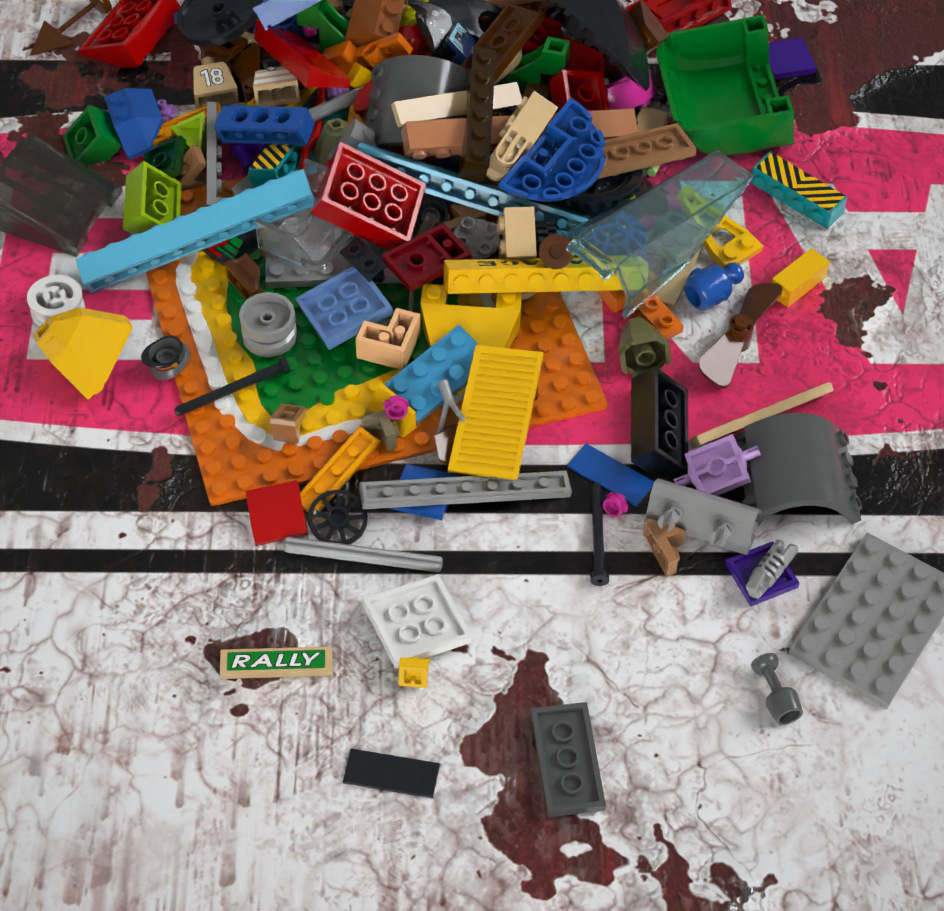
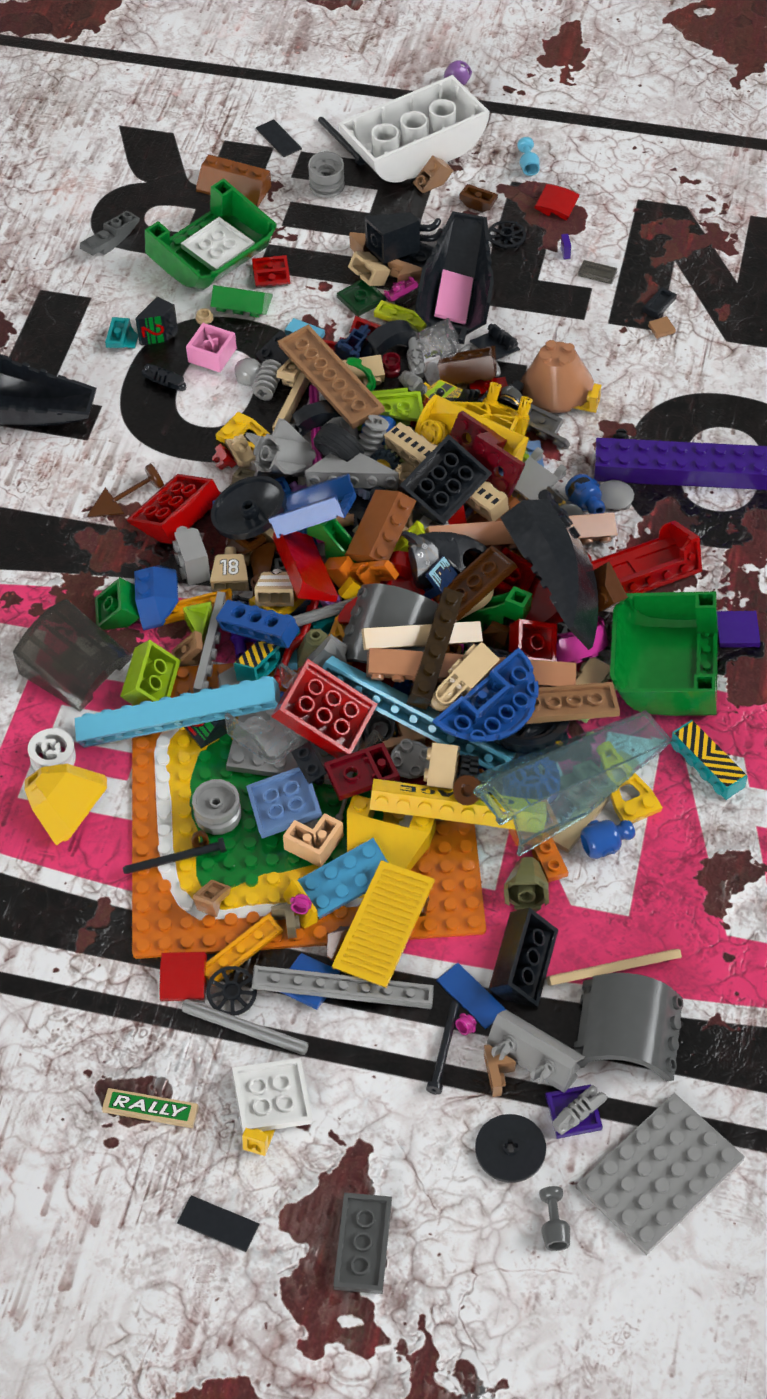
camera: 15 degrees right, 0 degrees up
(166, 72) = (191, 556): none -> light grey hinge
(166, 357) = (127, 819): dark grey piece -> none
(167, 111) = (184, 590): medium lavender plant -> none
(167, 156) = (172, 635): dark green tile -> none
(244, 276) = (209, 759): reddish brown slope -> none
(261, 360) = (195, 840): none -> reddish brown hinge
(448, 401) = (348, 906): light grey plant -> none
(695, 642) = (495, 1156): none -> black piece
(718, 466) = (560, 1008): lavender plate -> none
(722, 358) = (593, 908): reddish brown piece -> none
(801, 276) = (684, 844): yellow brick -> none

